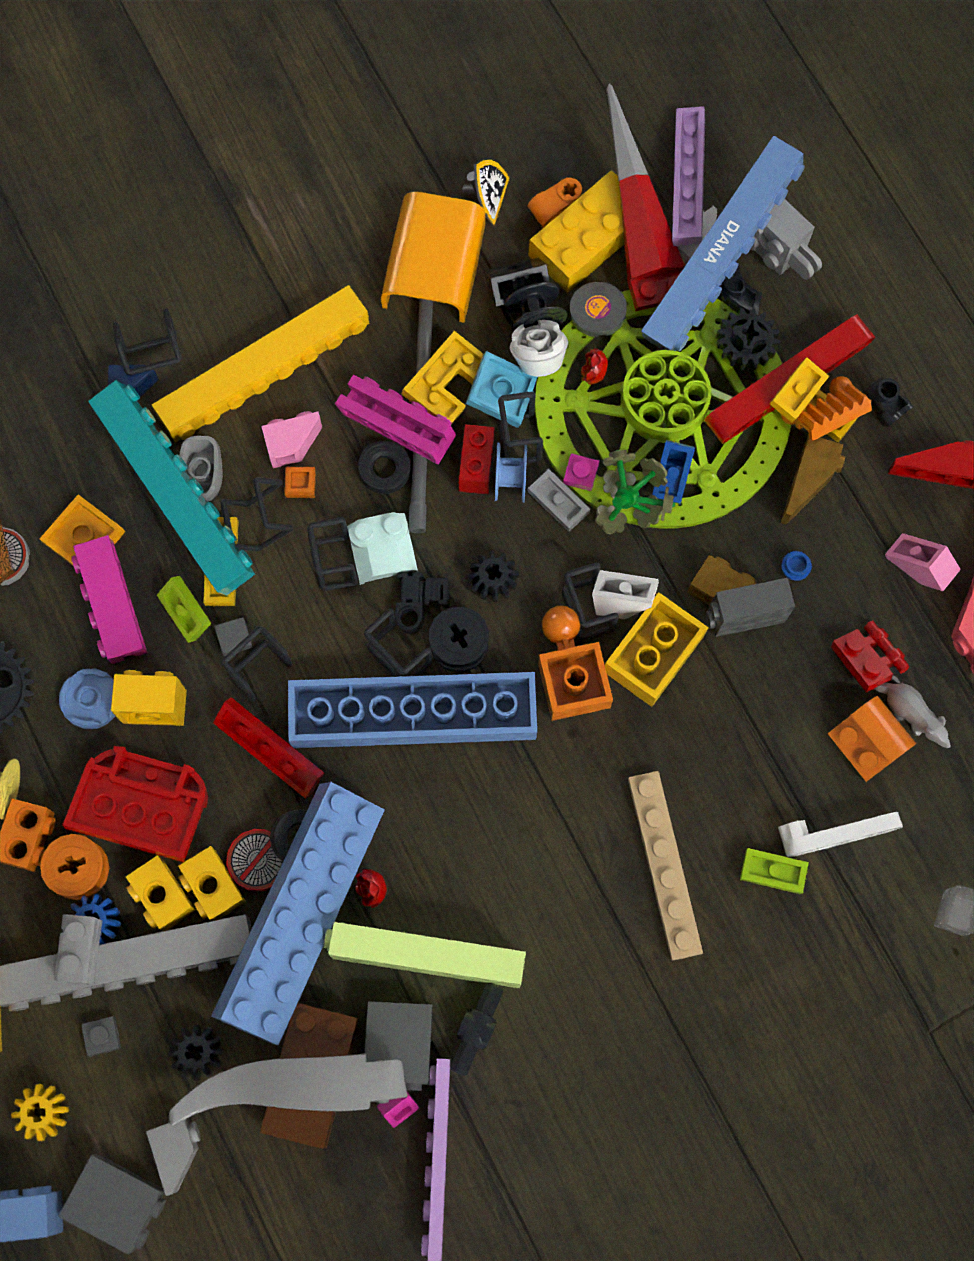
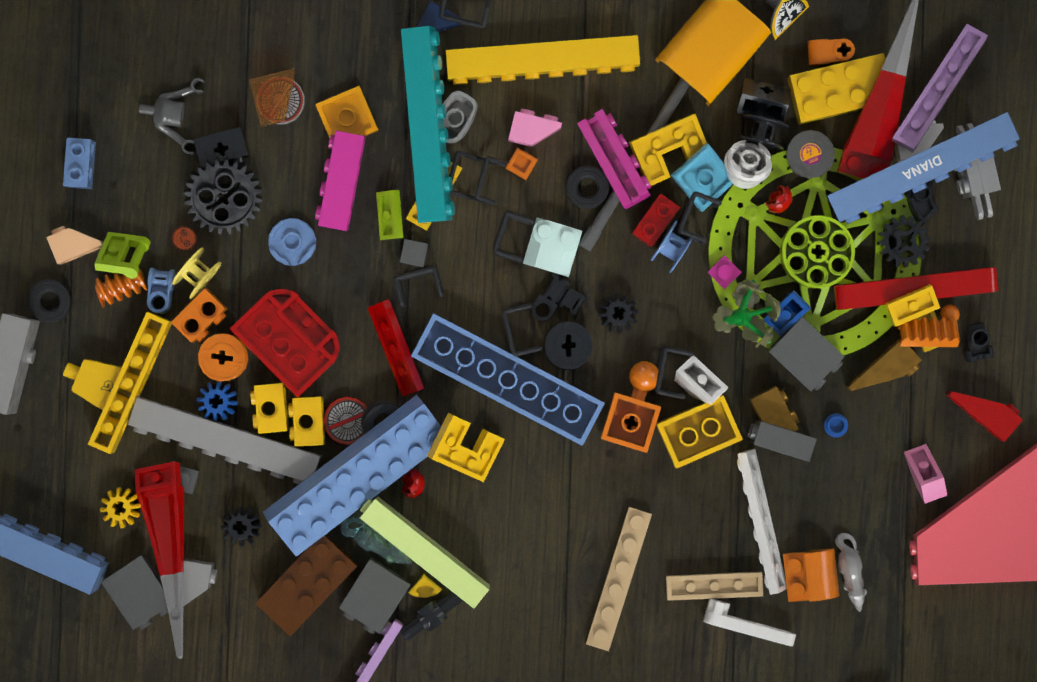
camera: 30 degrees right, 15 degrees up
(78, 950) = (198, 420): light grey brick -> none
(90, 1083) = (163, 510): none -> red plate
(148, 698) = (332, 271): yellow brick -> none
(300, 1084) = (296, 590): light grey animal -> none
(360, 981) = (372, 541): none -> clear light blue animal
(389, 822) = (448, 451): none -> yellow plate
(398, 1109) = (352, 635): dark pink plate -> none
(451, 1002) = (425, 588): none -> yellow tile
(558, 500) = (696, 283): light grey plate -> none
(719, 505) = (806, 354): none -> dark grey brick
(774, 810) = (714, 585): none -> tan plate
(774, 871) = (688, 625): lime plate -> none
(791, 719) = (763, 526): none -> white plate
(862, 659) = (838, 518): red plate -> none

